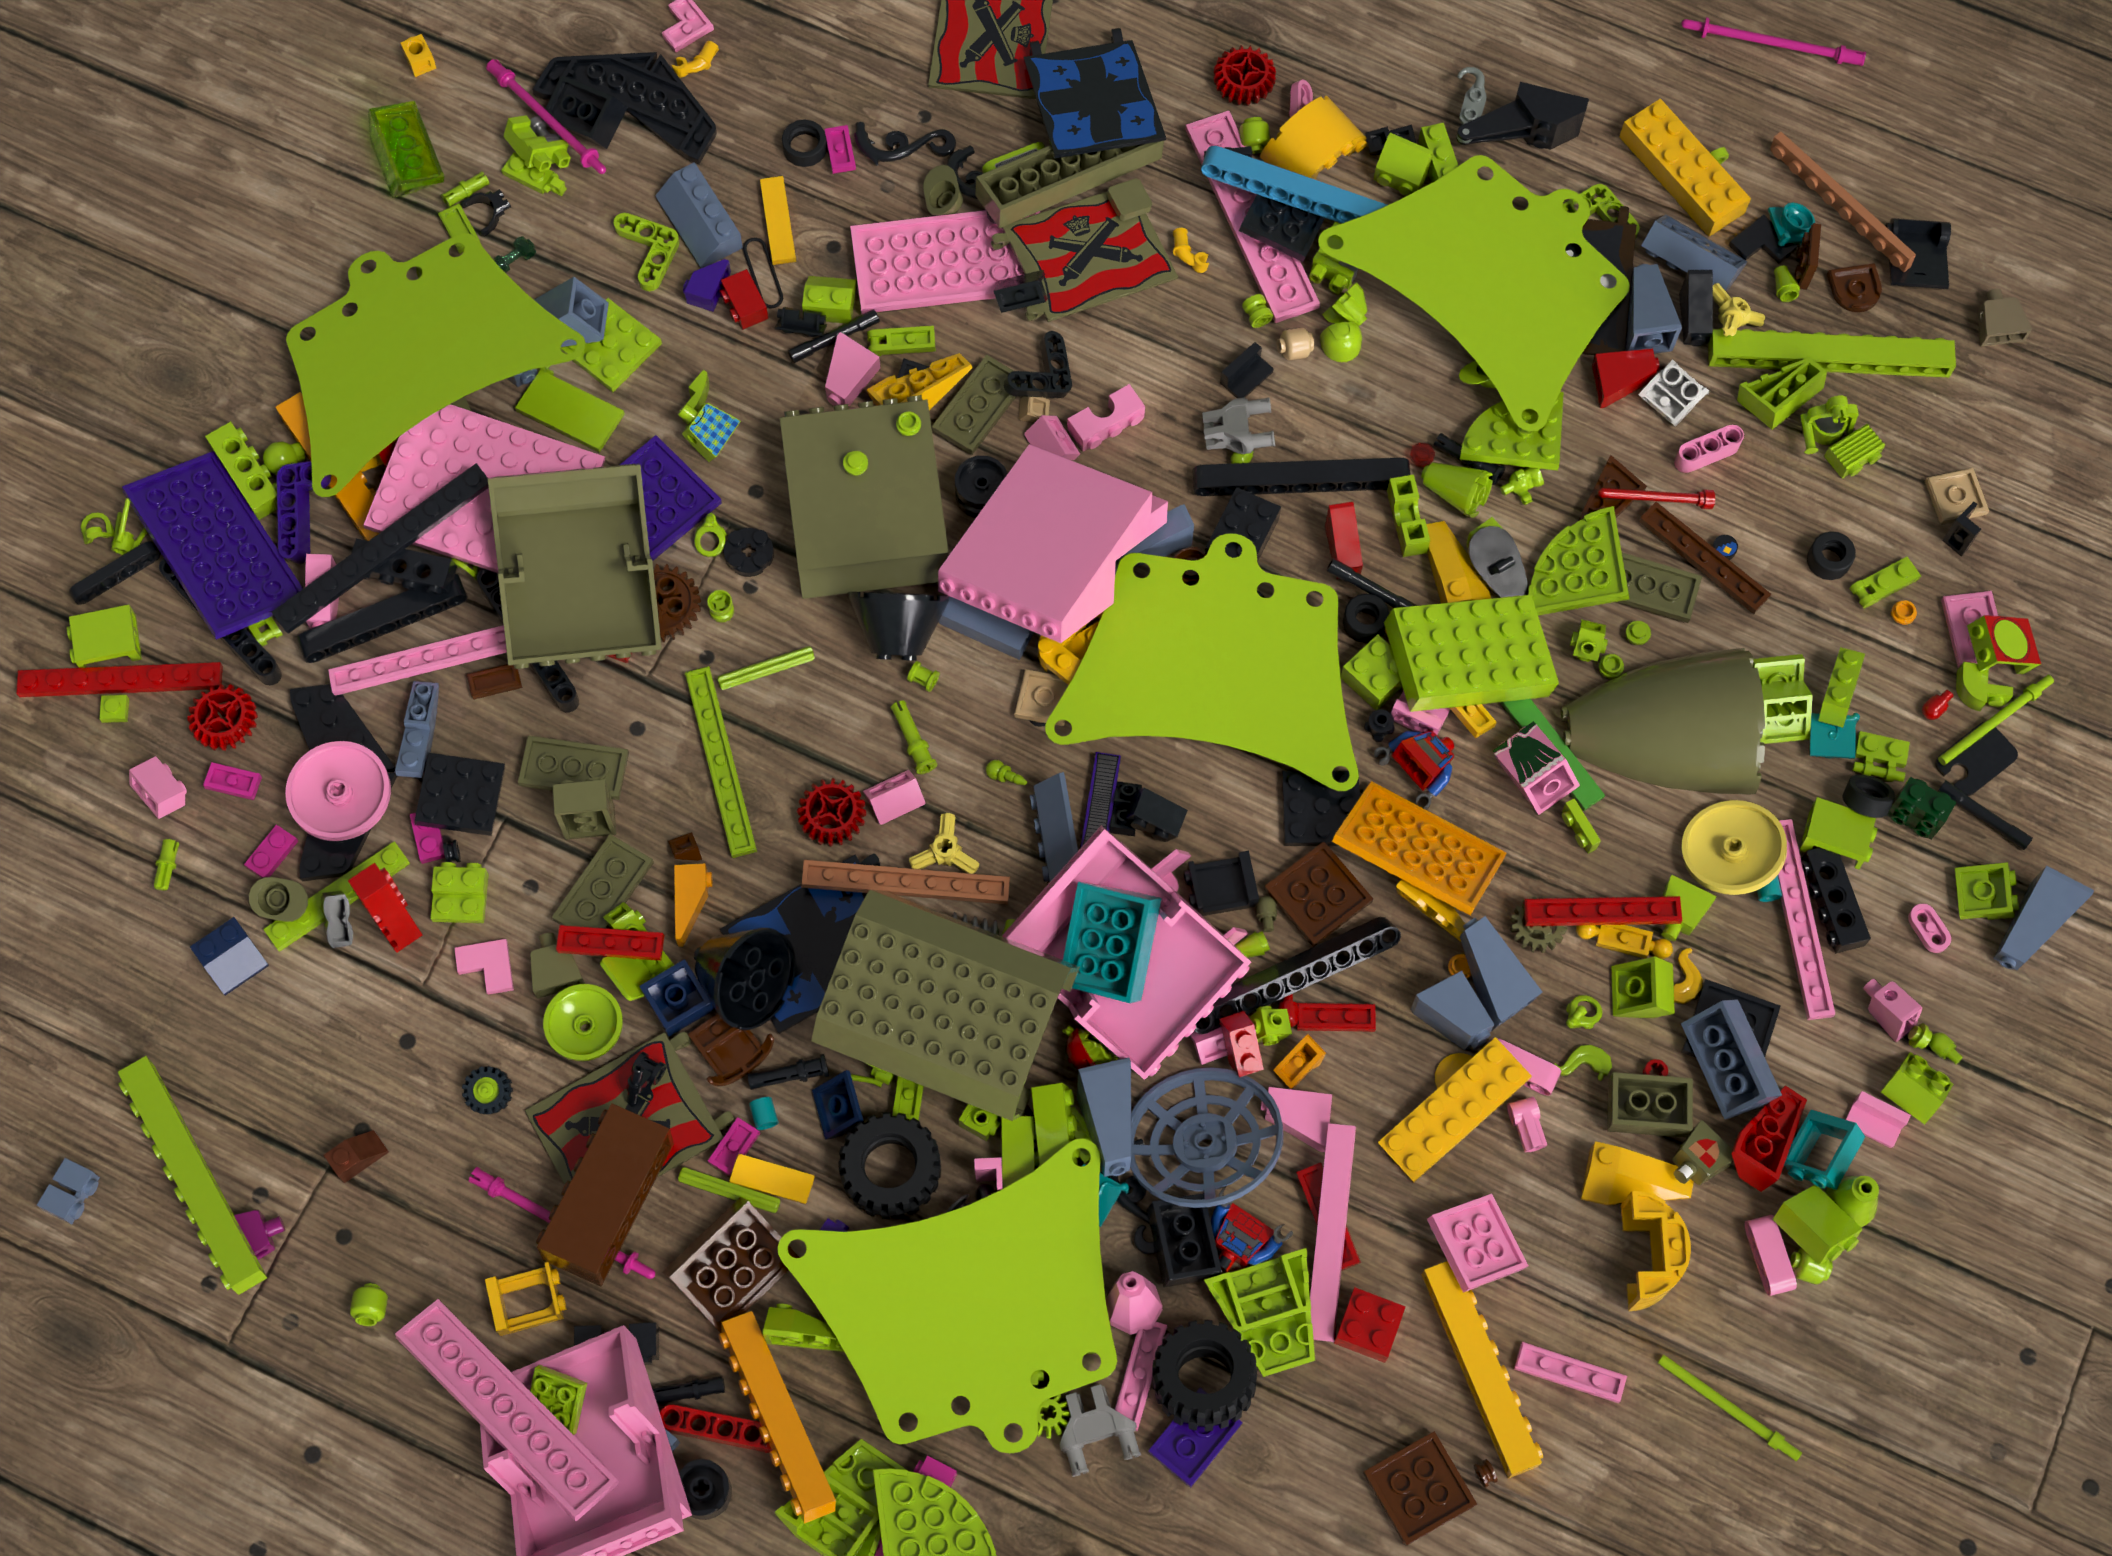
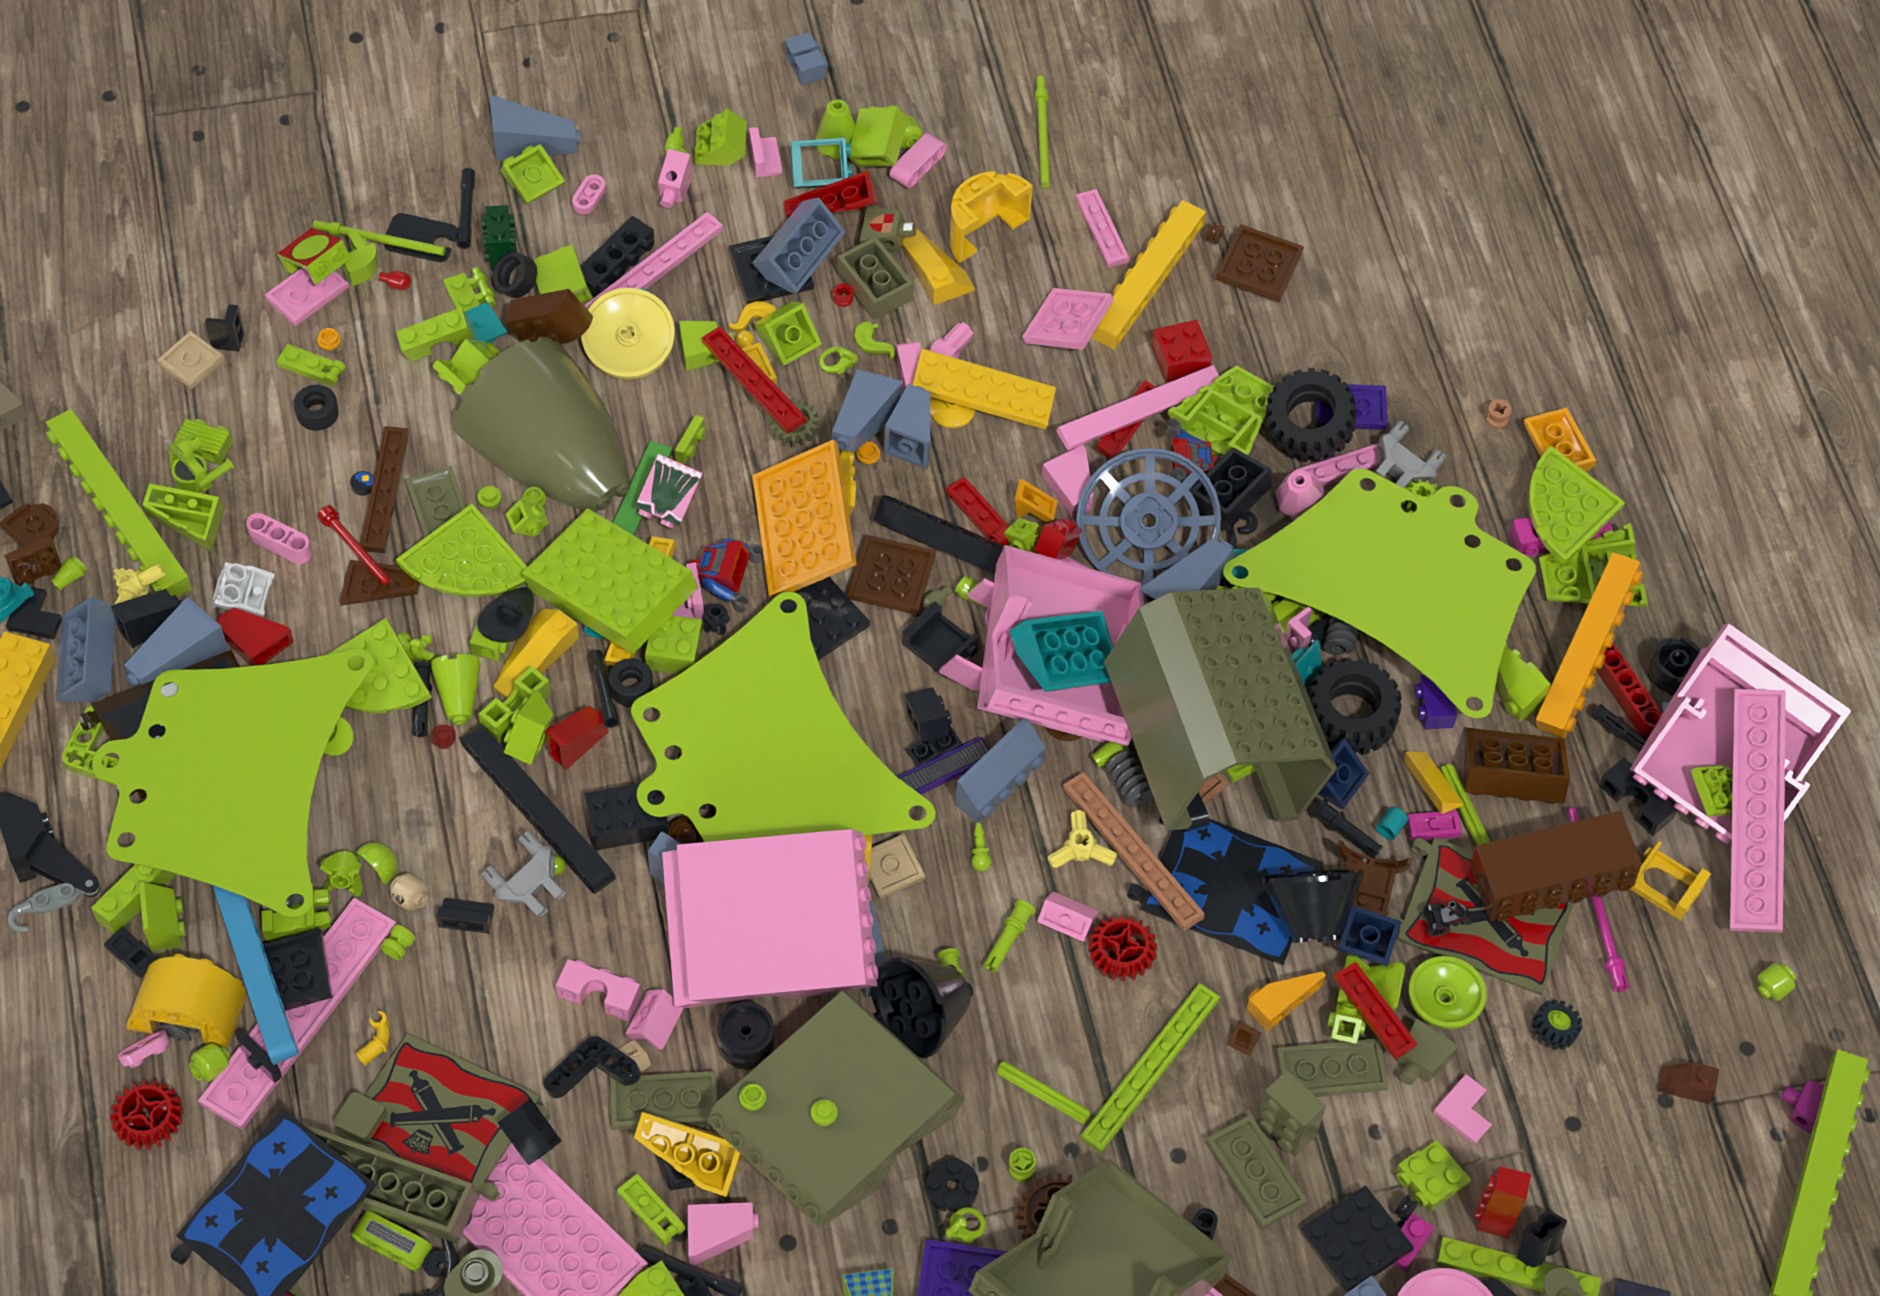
camera: 130 degrees left, 10 degrees down
(956, 1154) = (1308, 662): none -> teal hat
(1371, 500) = (529, 728): none -> lime slope
(1790, 777) = (549, 315): none -> reddish brown brick
(1980, 1244) = (806, 56): none -> sand blue piece

